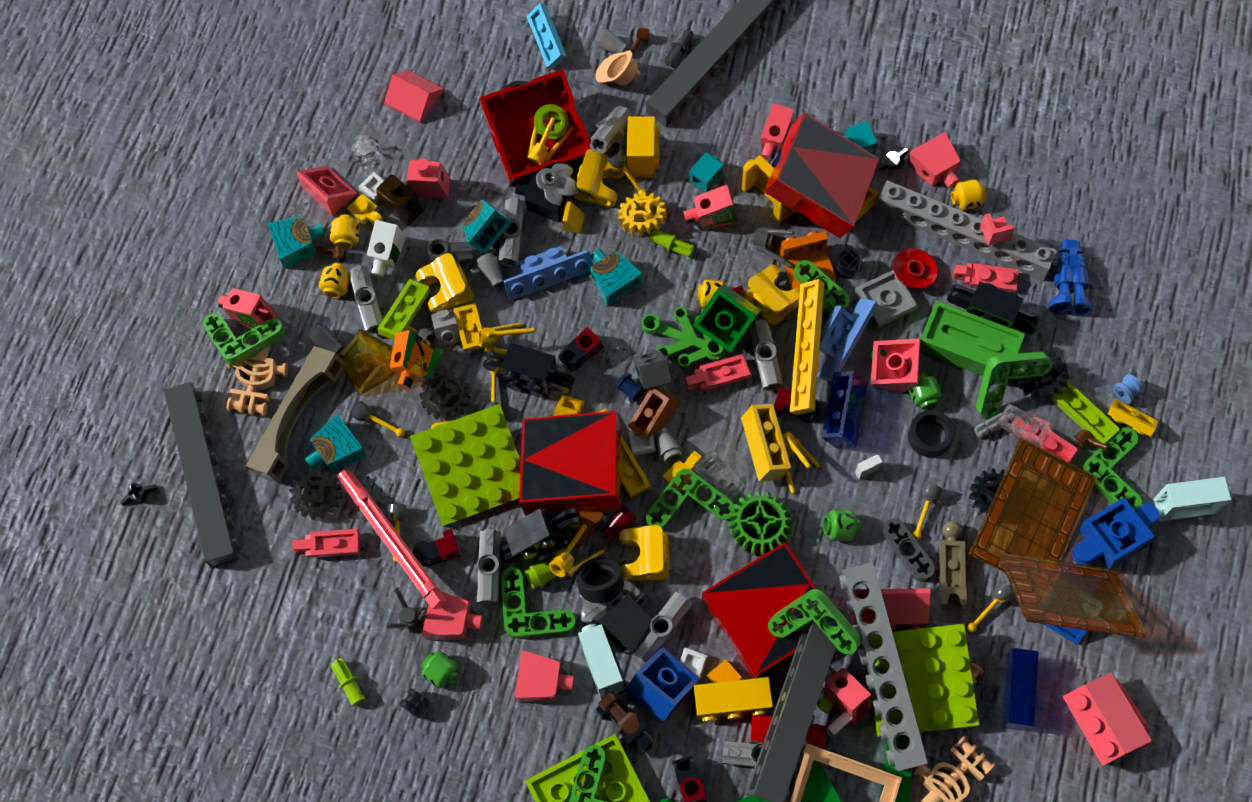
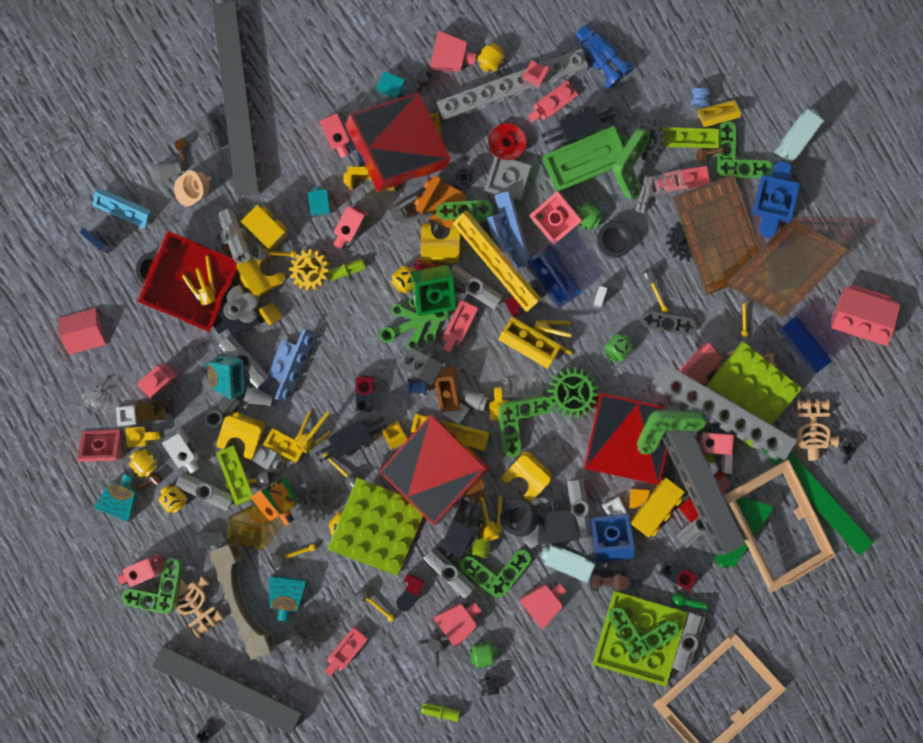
camera: 50 degrees left, 20 degrees up
(392, 539) = (379, 614): coral piece -> none
(499, 36) = (95, 240): none -> dark blue piece
(558, 113) = (191, 258): lime gear -> none
(613, 275) = (333, 327): teal torso -> none
(620, 520) = (494, 473): dark red cone -> none
(952, 567) = (702, 308): dark tan plate -> none

